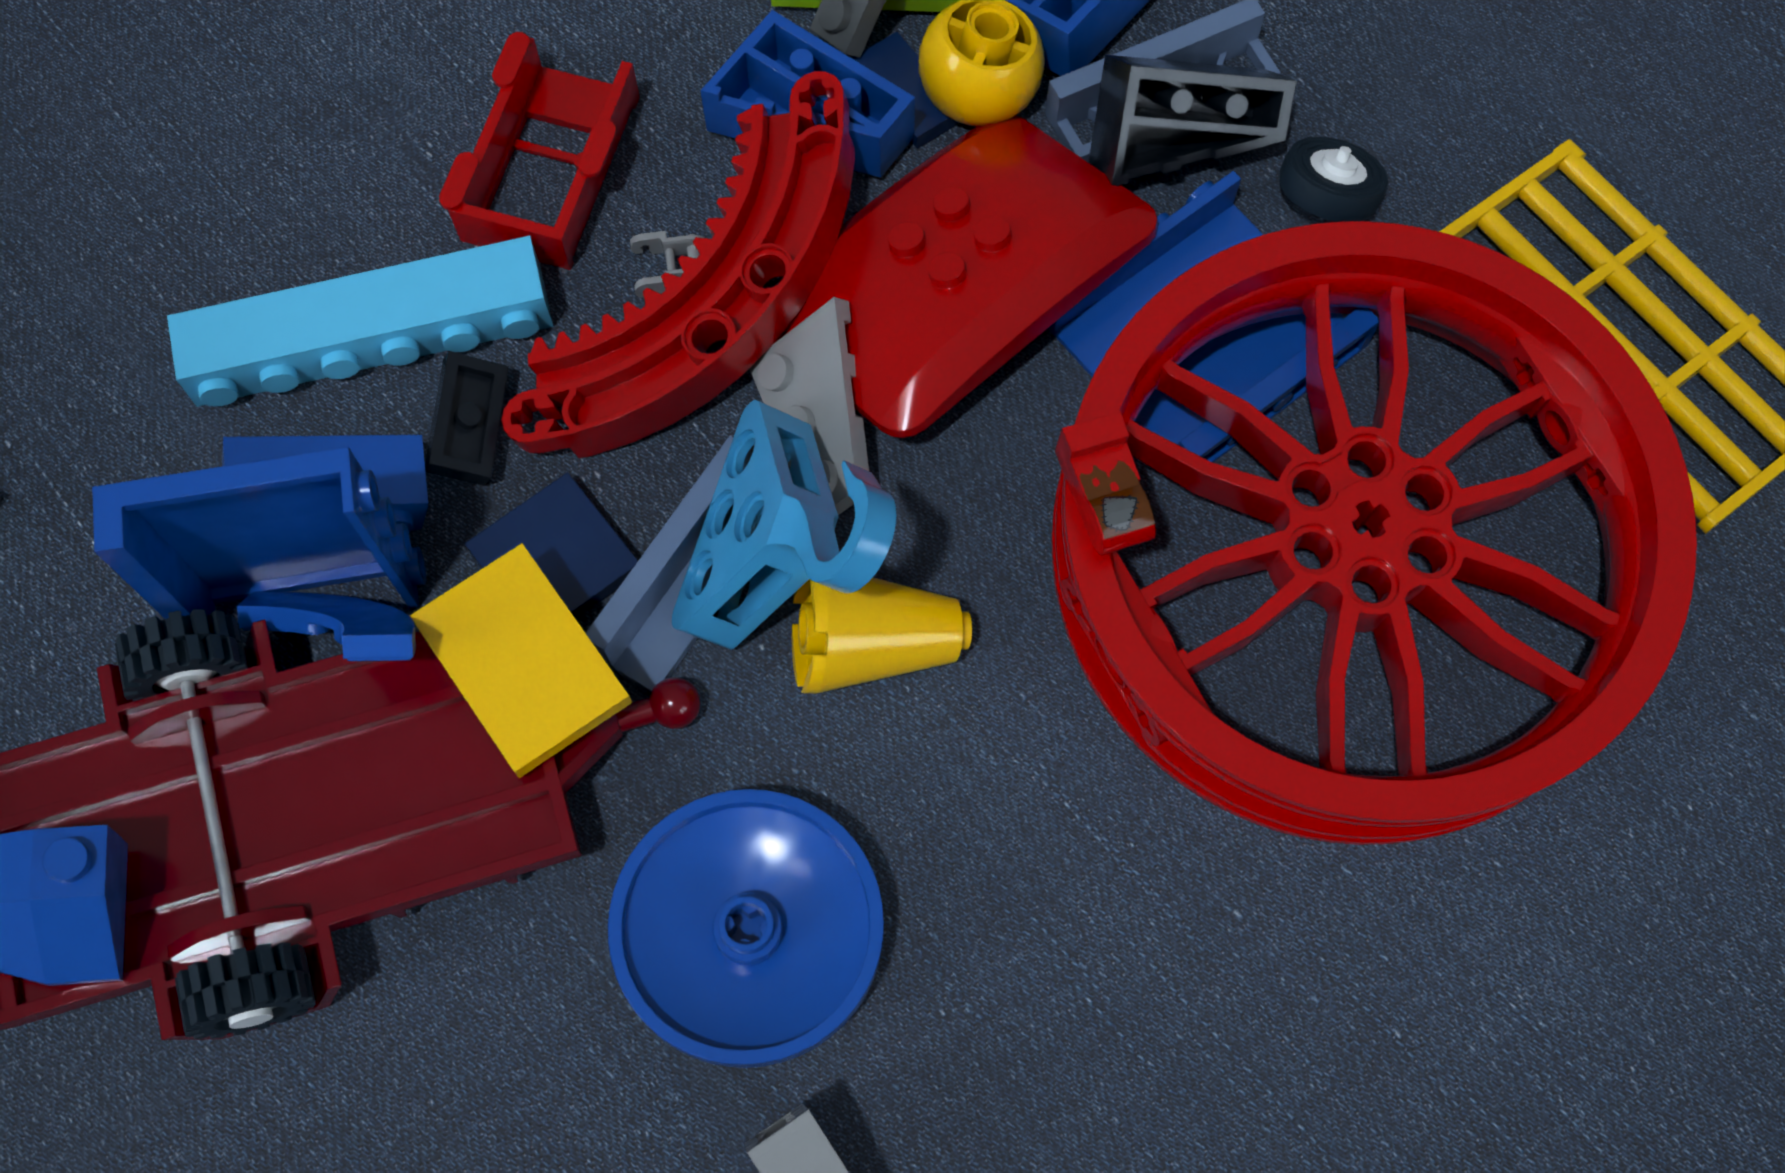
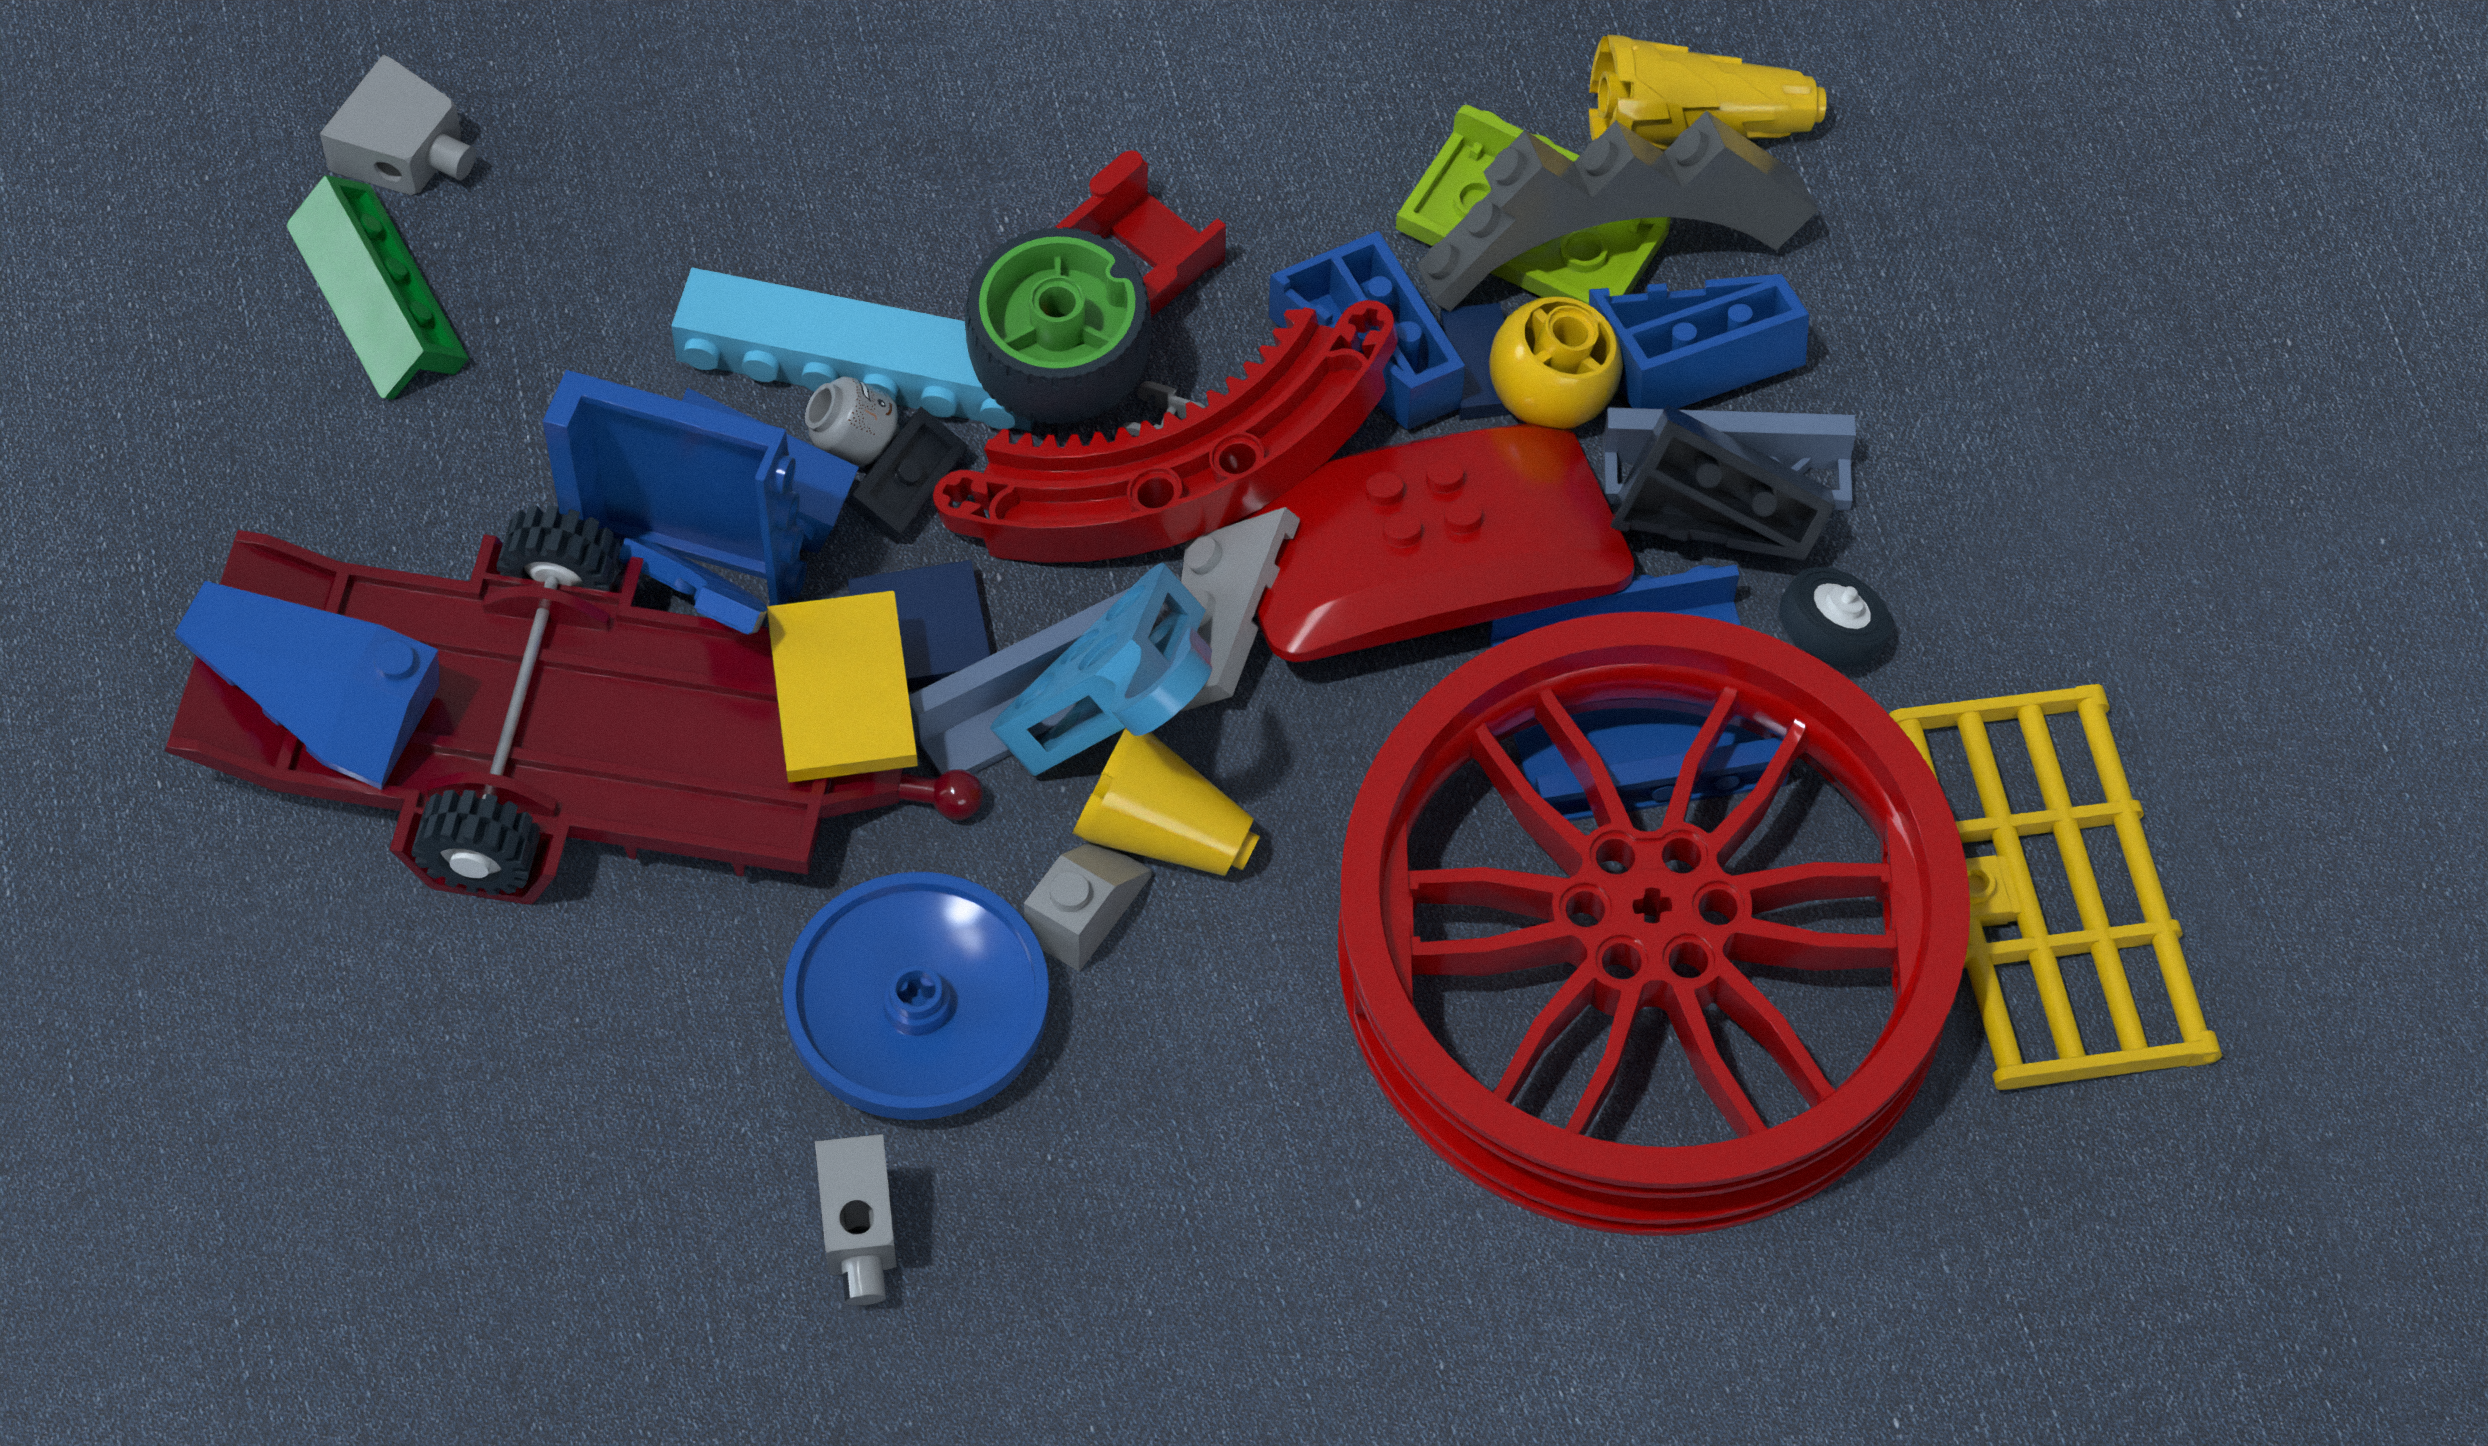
camera: 25 degrees right, 10 degrees down
(391, 392) = (852, 420): none -> light grey head
(539, 219) = (1058, 325): none -> wheel
(844, 749) = (1082, 901): none -> light grey slope
(1105, 483) = (1413, 751): red leg -> none

